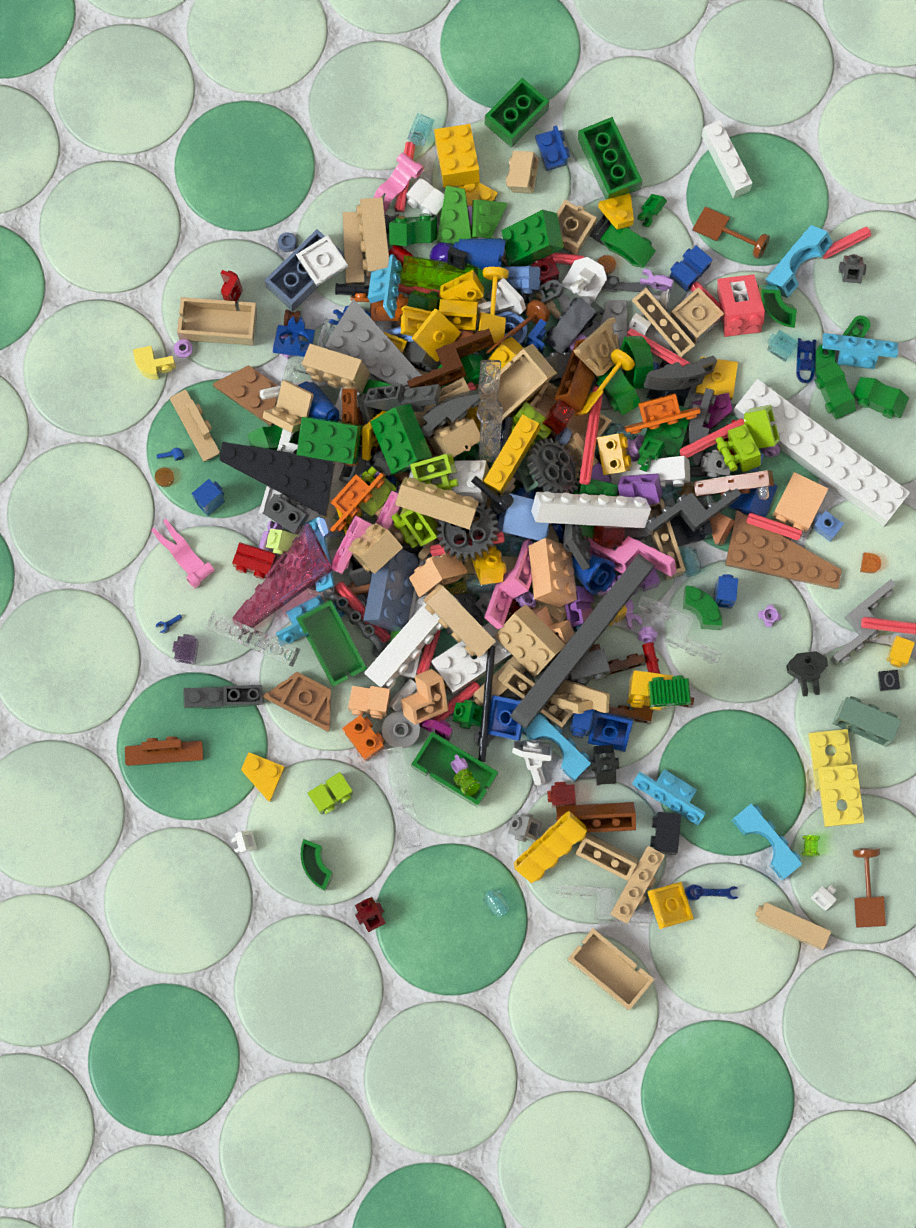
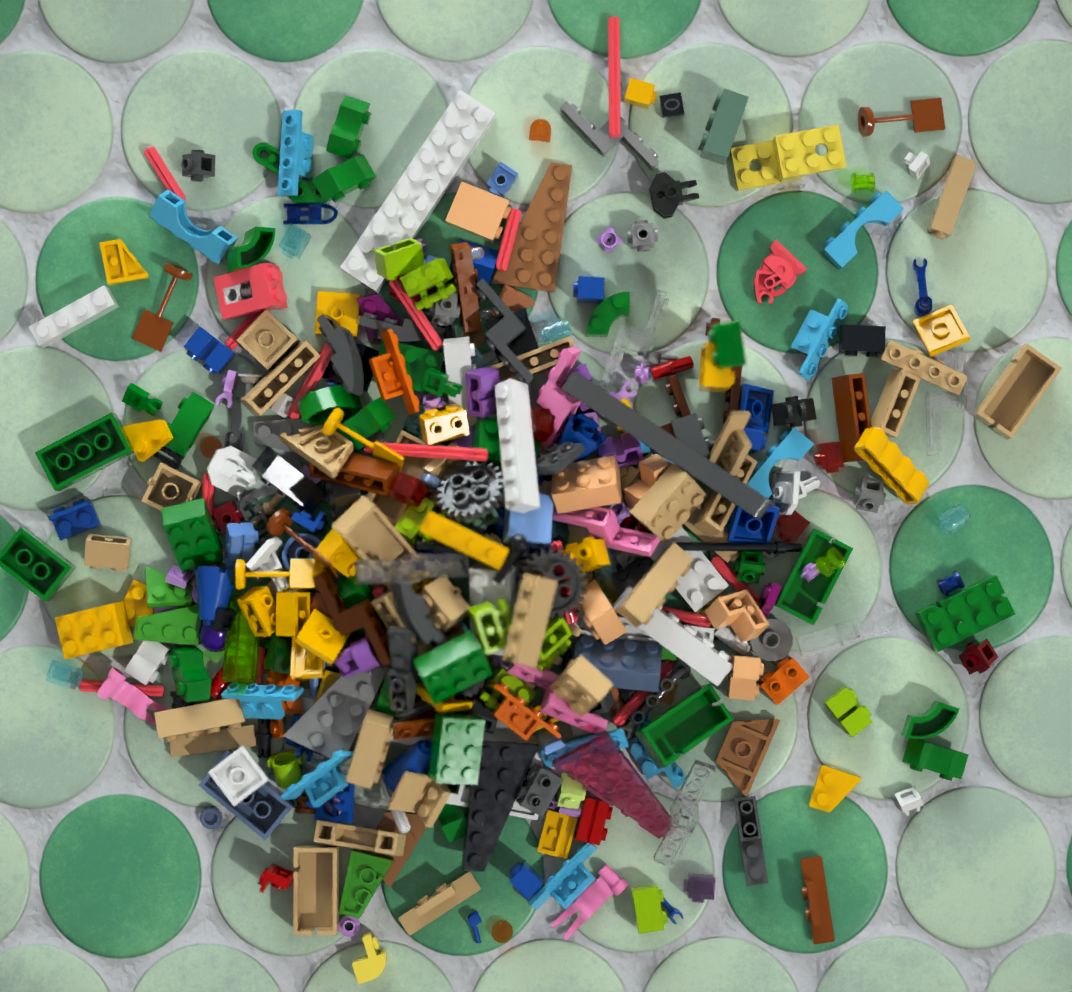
camera: 95 degrees left, 10 degrees up
(171, 602) = (648, 908): none -> lime brick
(202, 534) = (568, 882): none -> medium azure bracket
(220, 361) = (362, 880): none -> bright green wing
(244, 529) = (557, 834): none -> yellow plate
(258, 359) = (360, 838): none -> tan arch
(281, 868) = (935, 758): none -> green brick
(310, 327) = (323, 782): none -> medium azure bracket
(323, 305) = (286, 767): none -> lime piece
(358, 637) = (669, 696): none -> clear orange tile
(410, 905) = (965, 613): none -> green piece
(414, 367) = (357, 658): none -> medium lavender piece
(438, 895) = (950, 583): none -> clear blue bush
(495, 227) = (179, 578): none -> lavender plate
(501, 755) = (791, 527): none -> clear red brick
(661, 647) = (653, 357): none -> light grey hand
(734, 762) = (777, 269): none -> coral piece
(769, 649) = (639, 243): none -> light grey brick
(770, 200) = (120, 263): none -> yellow wing

